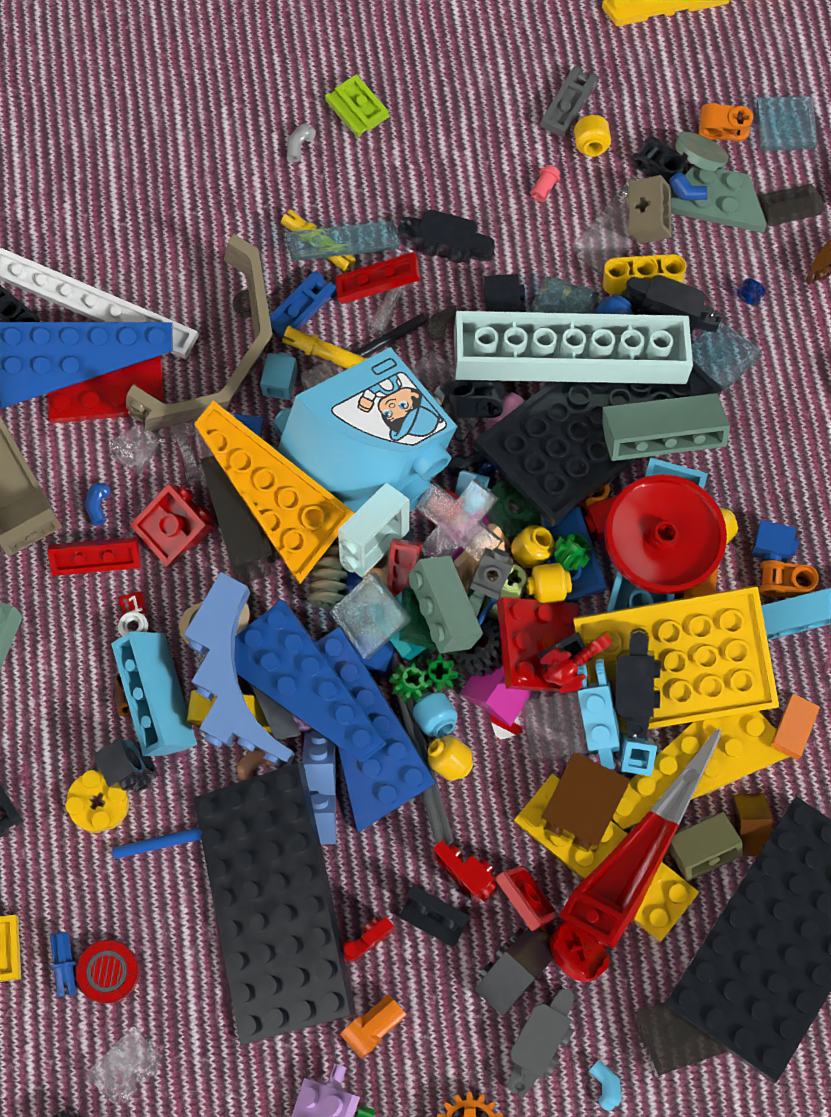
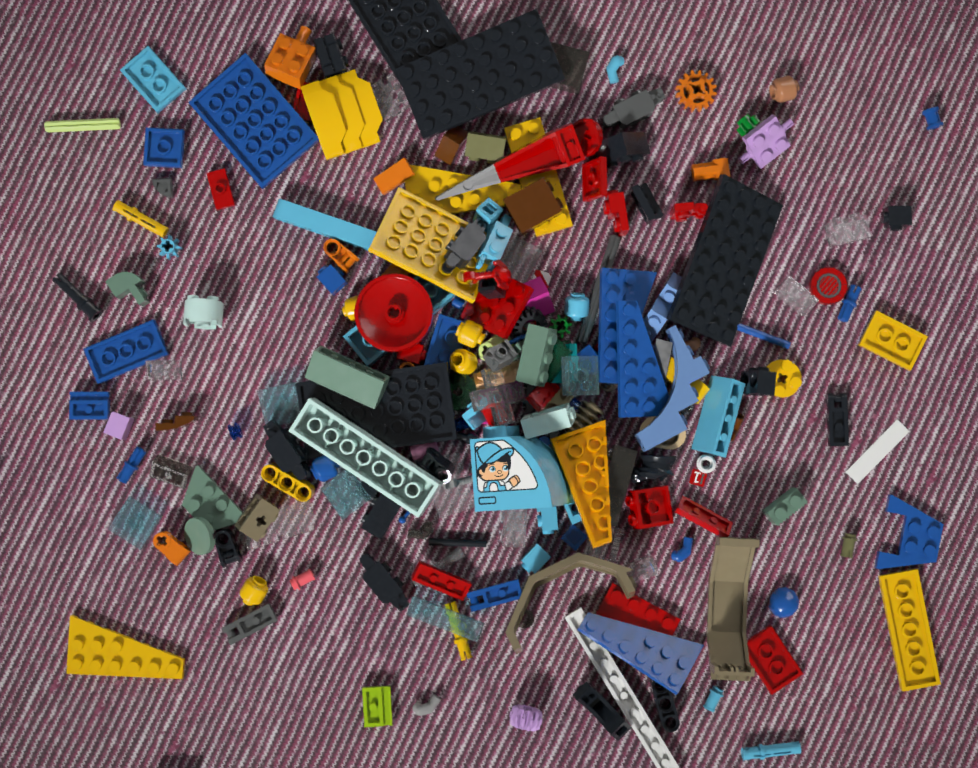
camera: 150 degrees left, 15 degrees up
(82, 259) = (602, 710): none -> black arch
(144, 923) = (796, 296): none -> clear brick
(170, 193) = (526, 717): none -> lavender gear
(197, 571) = (653, 468): none -> black piece
(320, 348) = (502, 558): yellow pin -> none
(416, 680) = (578, 326): green gear -> none
(450, 758) = (585, 277): yellow head -> none
(572, 551) = (446, 342): green gear -> none
(685, 190) = (228, 516): blue arm -> none

